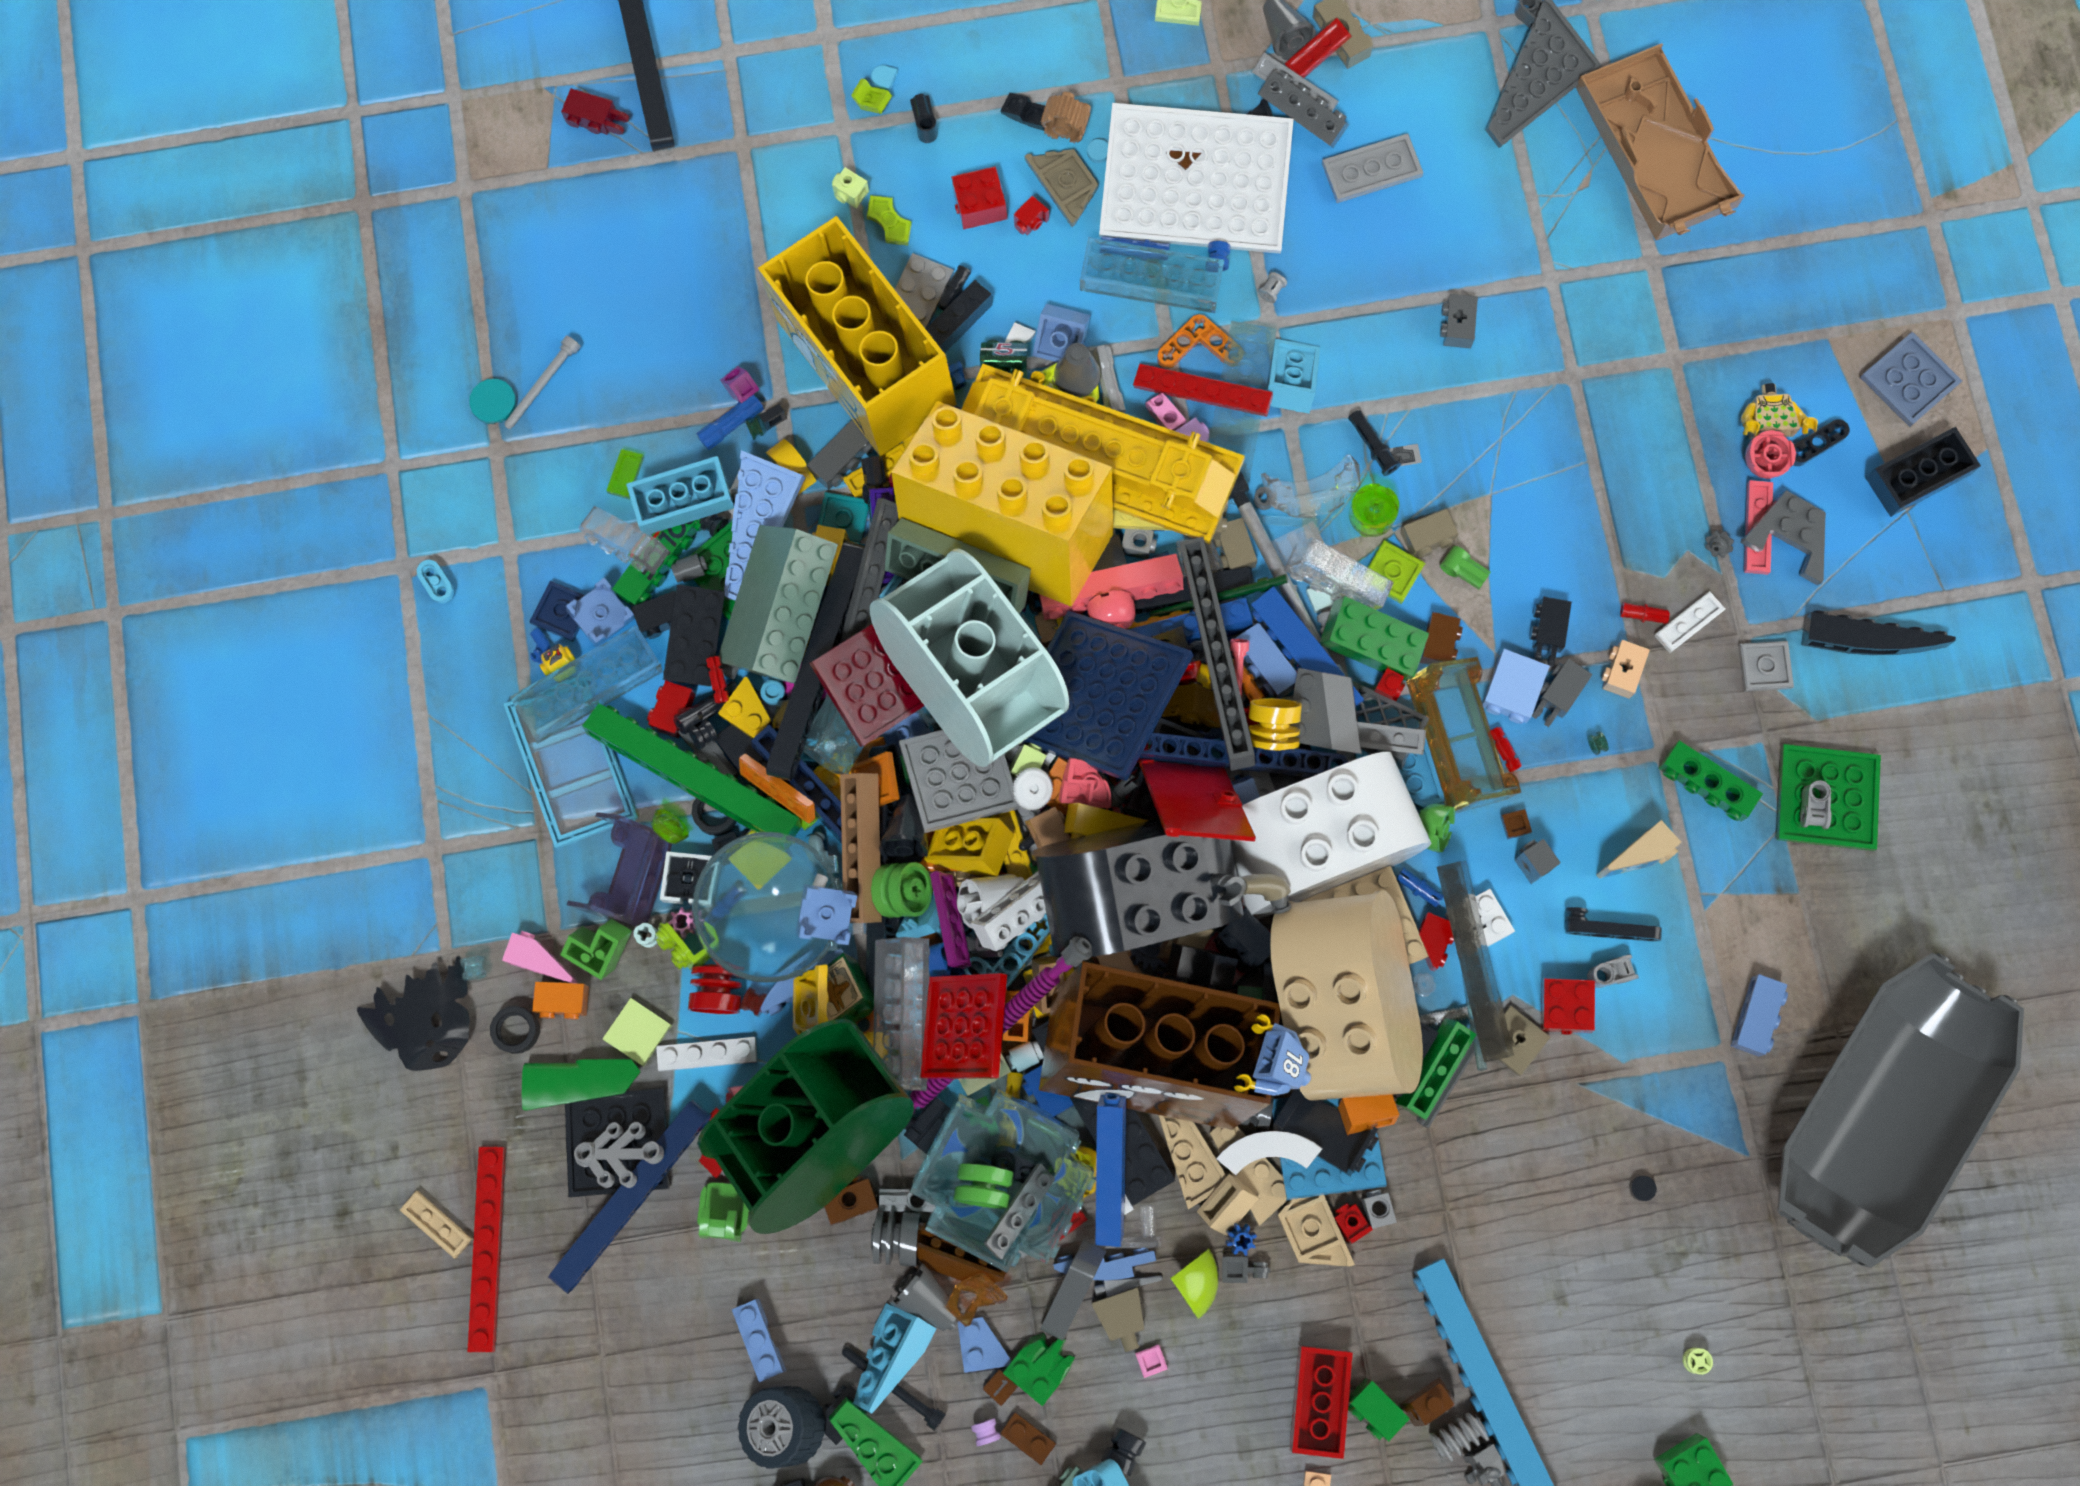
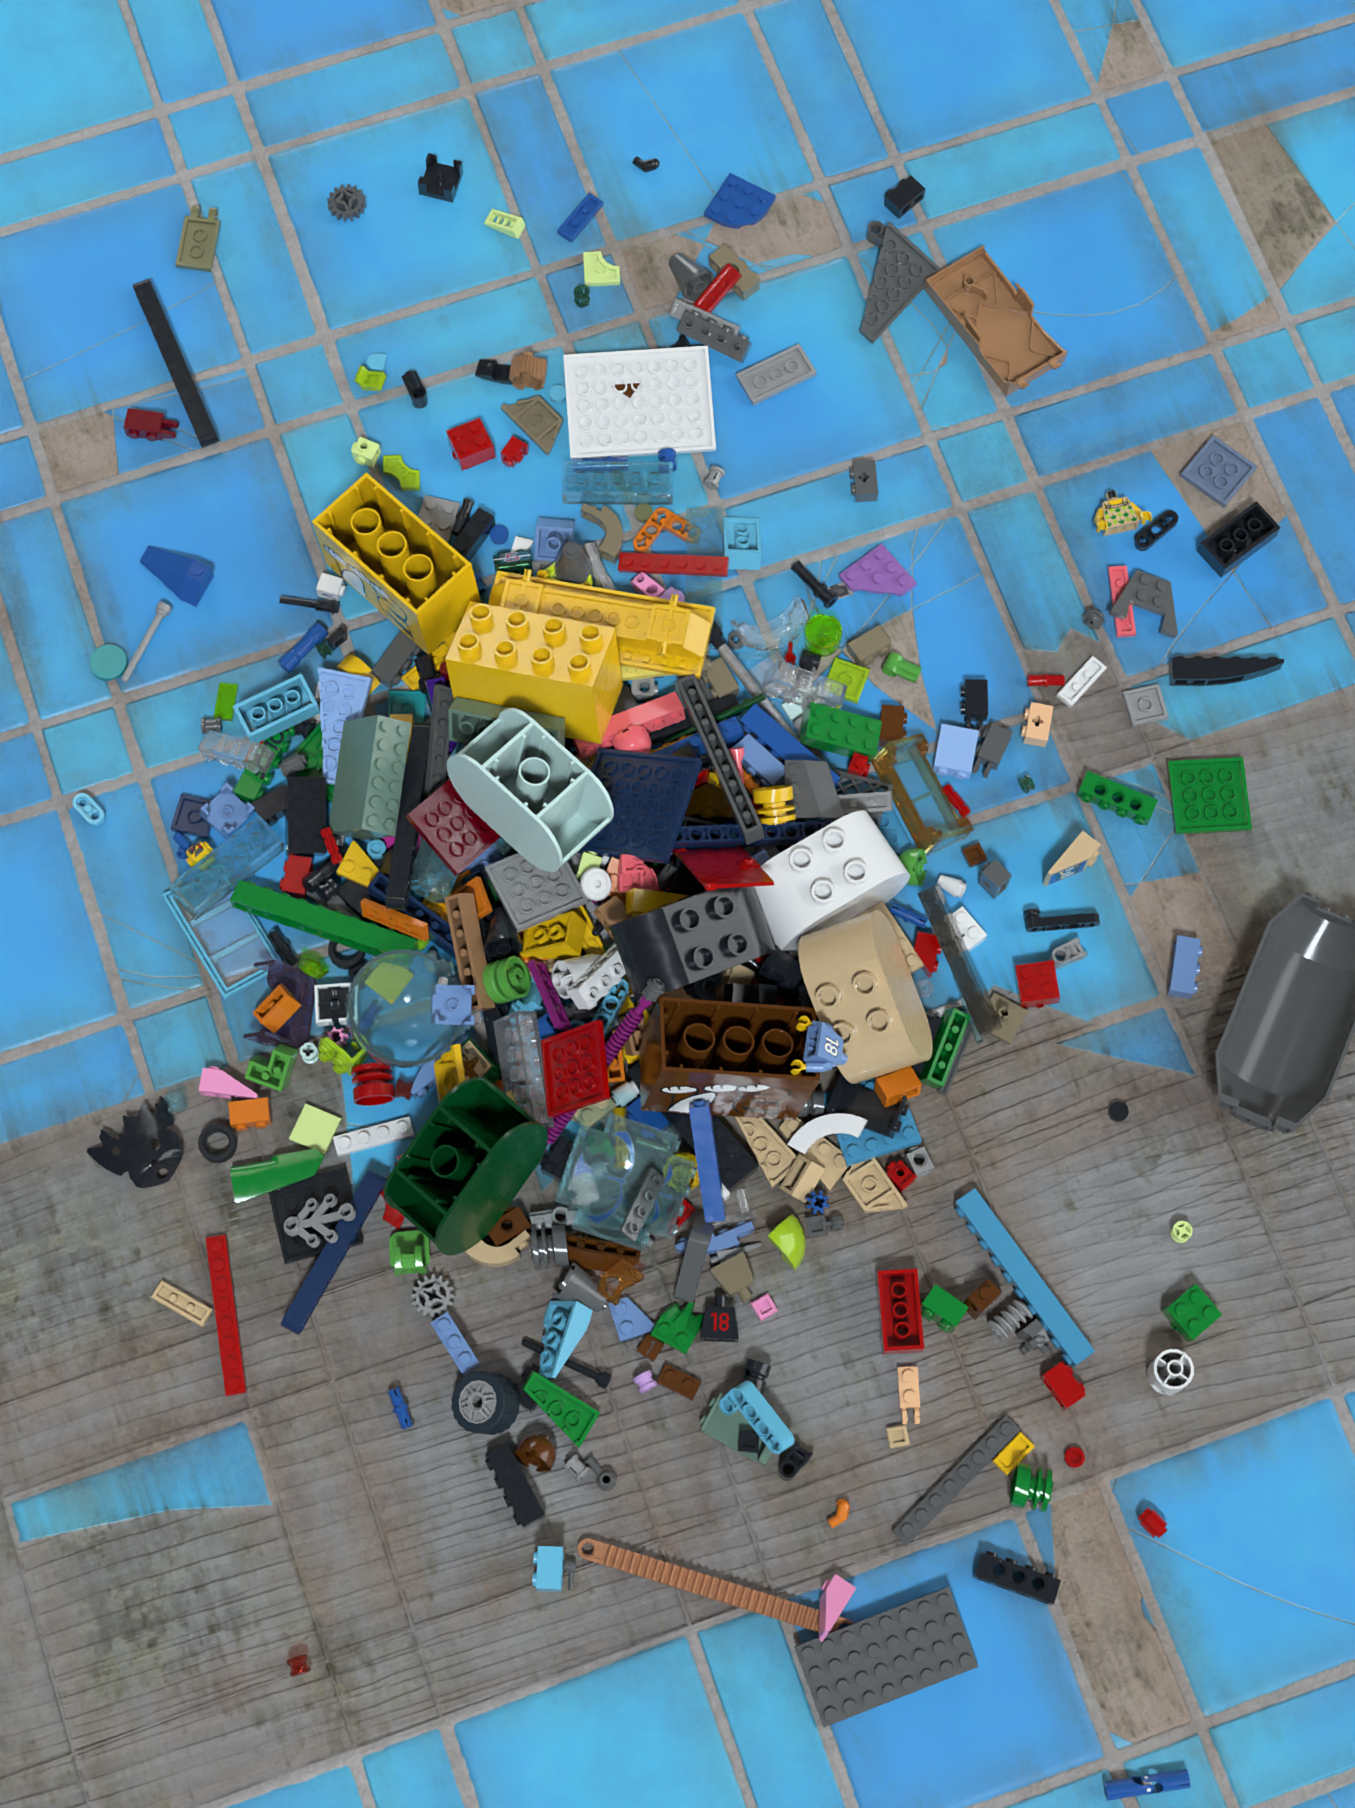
camera: 15 degrees left, 5 degrees down
(597, 304) = (178, 573): none -> blue wedge
(602, 500) = (211, 724): none -> dark grey bush
(614, 873) = (276, 1008): none -> orange slope
(638, 796) = (282, 948): none -> black pin
(677, 1408) = (400, 1408): none -> blue pin
(736, 1283) = (436, 1288): none -> light grey gear
(739, 384) = (306, 617): magenta brick -> none
(760, 371) = (319, 605): none -> black pin
(777, 351) = (330, 587): none -> white brick
(829, 1236) = (499, 1256): none -> tan arch
(983, 1184) = (610, 1191): bright green wheel -> none
(994, 317) = (499, 534): none -> blue tile
(1016, 1161) = (633, 1173): black plate -> none
(1092, 1372) = (719, 1322): none -> black torso
(1132, 322) = (609, 522): none -> dark tan arch
(1148, 32) = (580, 295): none -> clear green bush
(1177, 317) = (643, 512): none -> olive tile
(1268, 885) = (790, 920): piece -> none
(1327, 530) = (790, 657): none -> red hand
(1351, 541) = (810, 661): none -> black piece
(1456, 442) = (878, 574): none -> medium lavender plate
(1481, 858) = (952, 885): none -> white cone
(1770, 454) = (1119, 544): coral cylinder -> none
(1815, 810) = (1199, 805): light grey piece -> none

